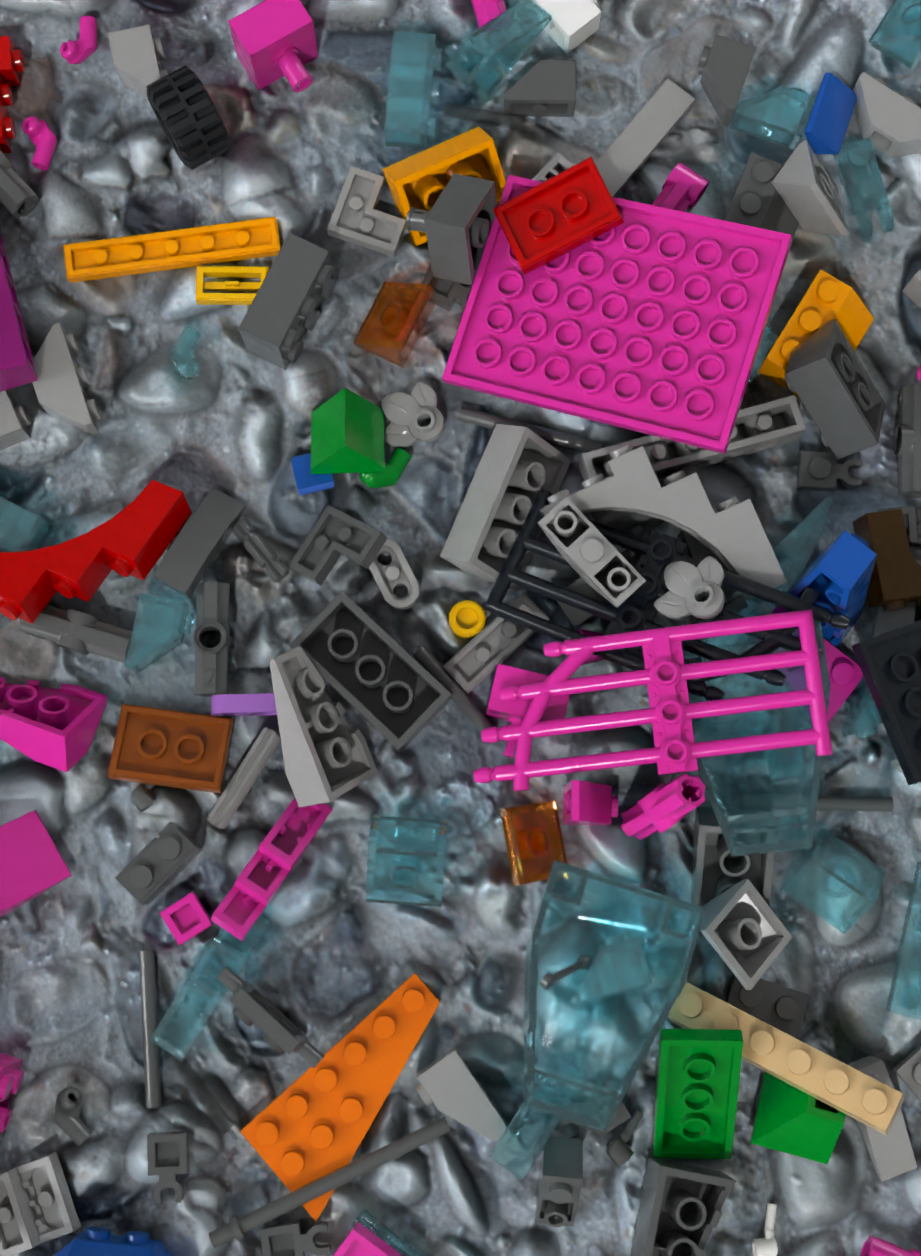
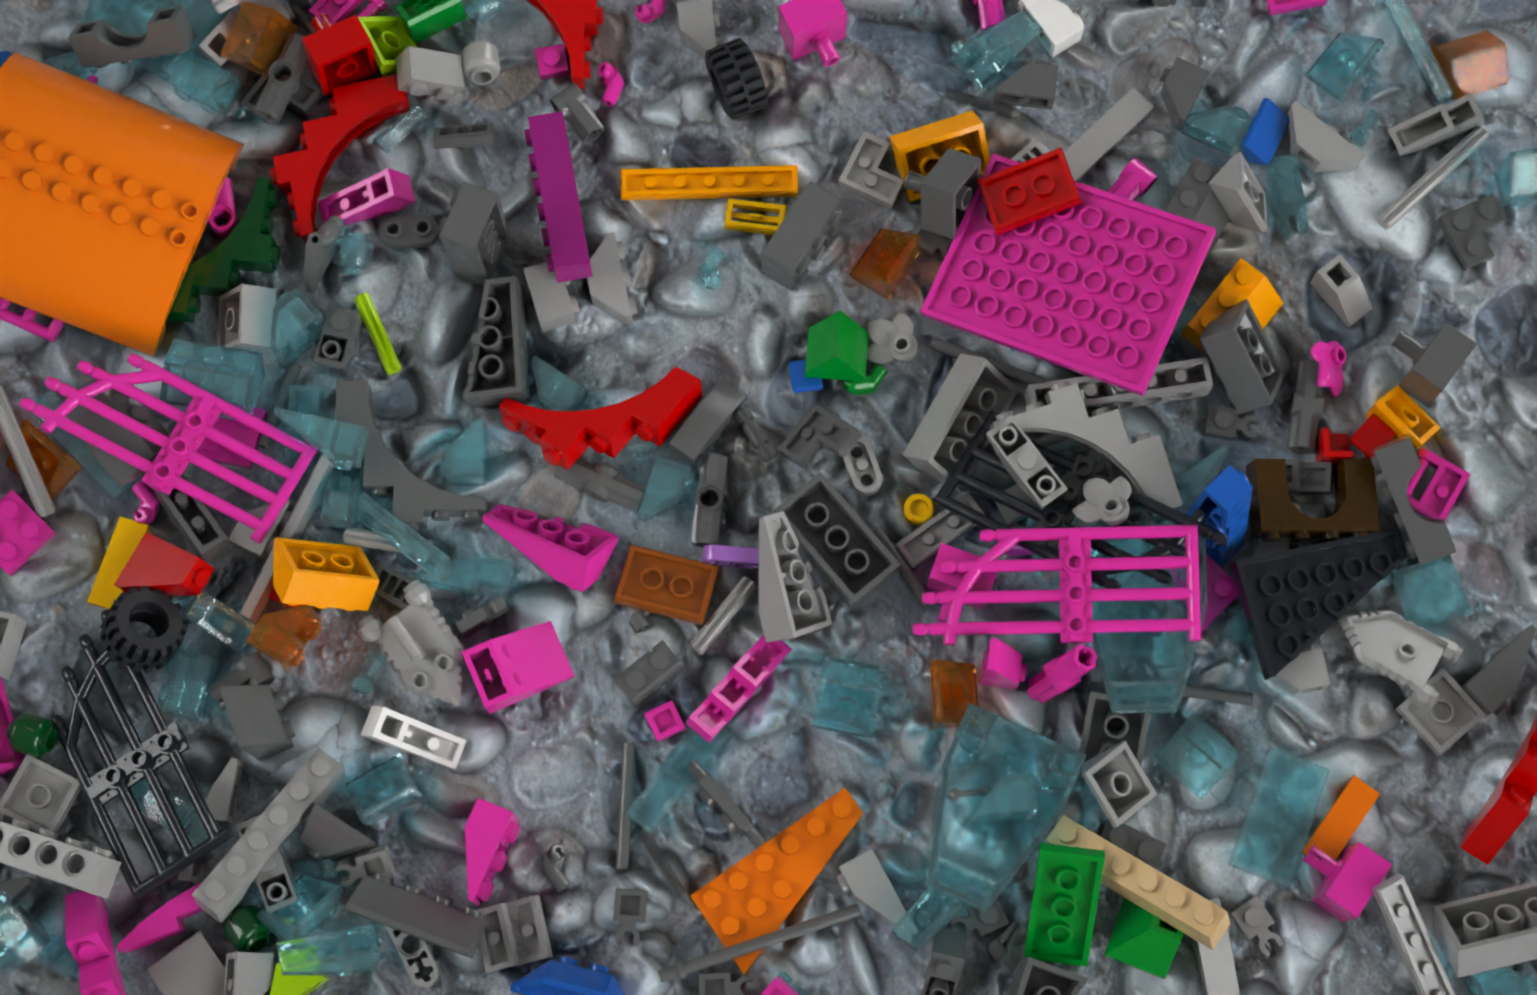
camera: 10 degrees right, 5 degrees down
(412, 90) = (920, 75): clear light blue brick -> none

